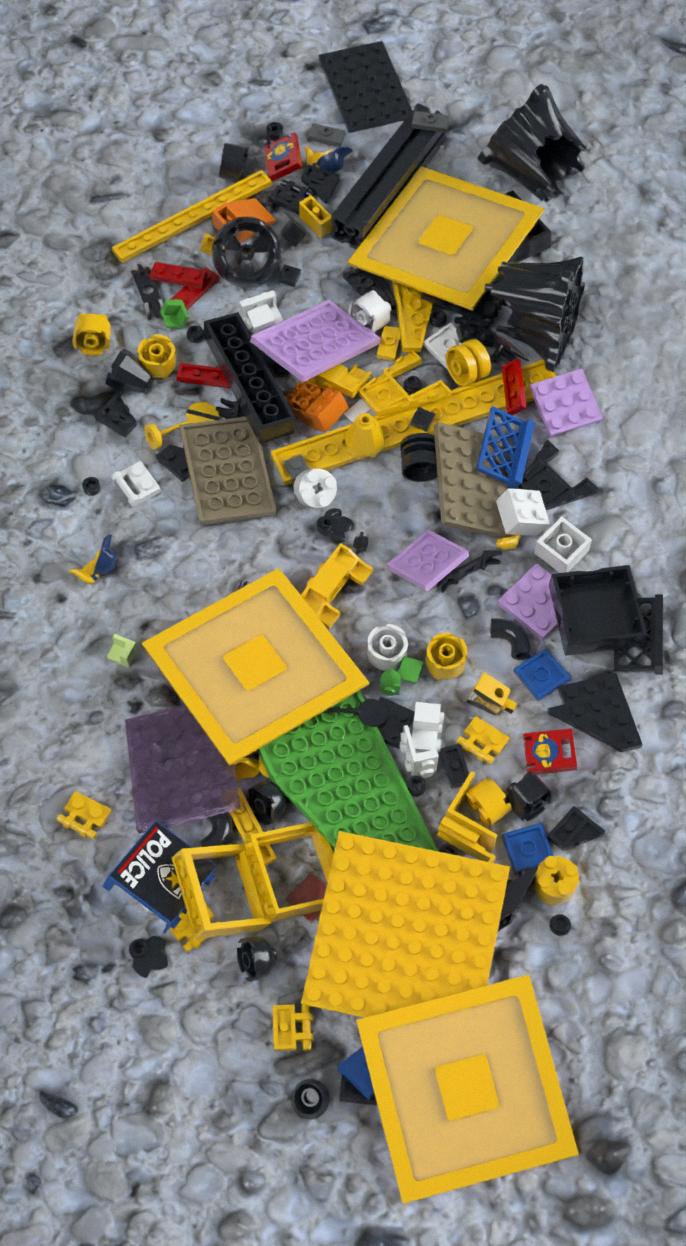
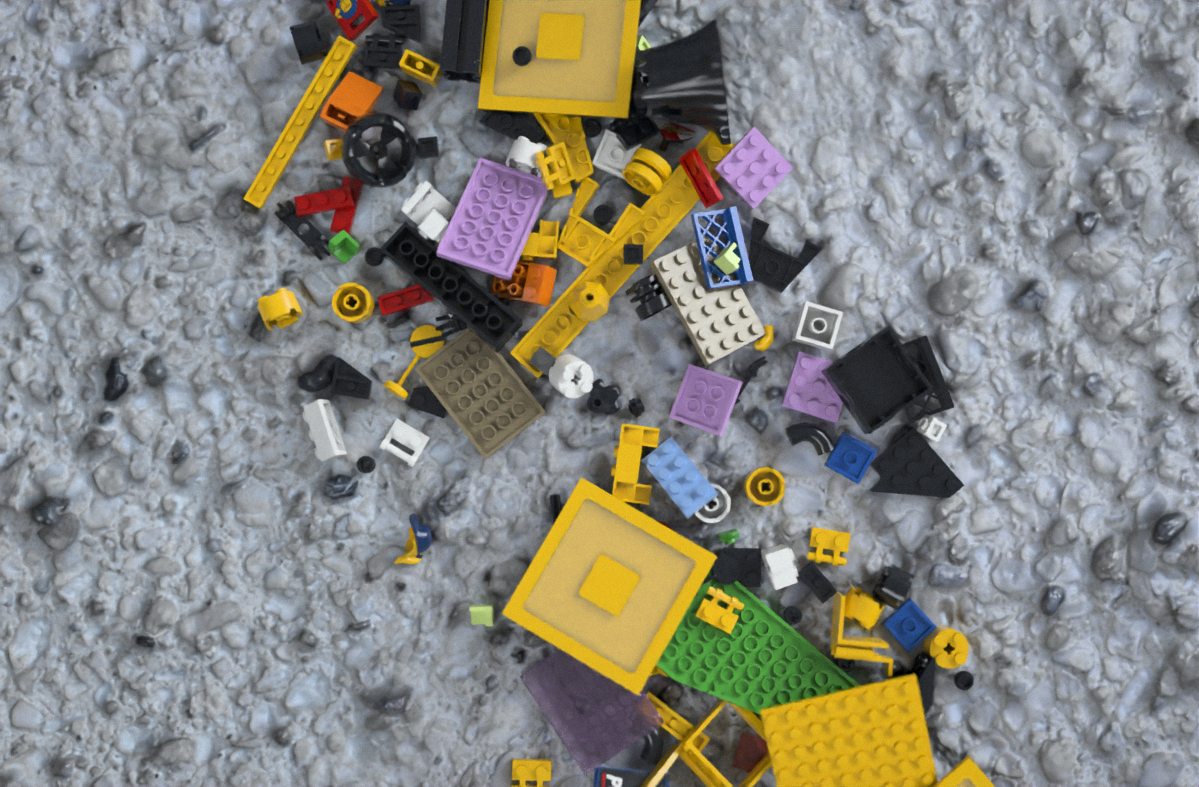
camera: 25 degrees left, 25 degrees up
(72, 439) = (324, 430): none -> white slope
(129, 373) = (339, 335): black cone -> none
(267, 802) = (679, 695): black cylinder -> none
(342, 742) = (716, 615): none -> yellow plate
(358, 408) = (564, 266): white sticker -> none
(369, 610) = (679, 477): none -> light blue plate
(395, 323) = (559, 163): none -> yellow plate
(405, 235) = (522, 56): none -> black plate
(410, 670) = (739, 516): bright green panel -> none
(418, 764) = (793, 600): white bracket -> none
(491, 696) = (819, 506): yellow torso -> none
(504, 452) = (727, 260): none -> yellowish green panel
(522, 512) = (768, 310): white brick -> none
(546, 752) = (887, 532): red container -> none
(574, 830) = (940, 592): black wing -> none
(632, 678) = (931, 427): none -> white bracket

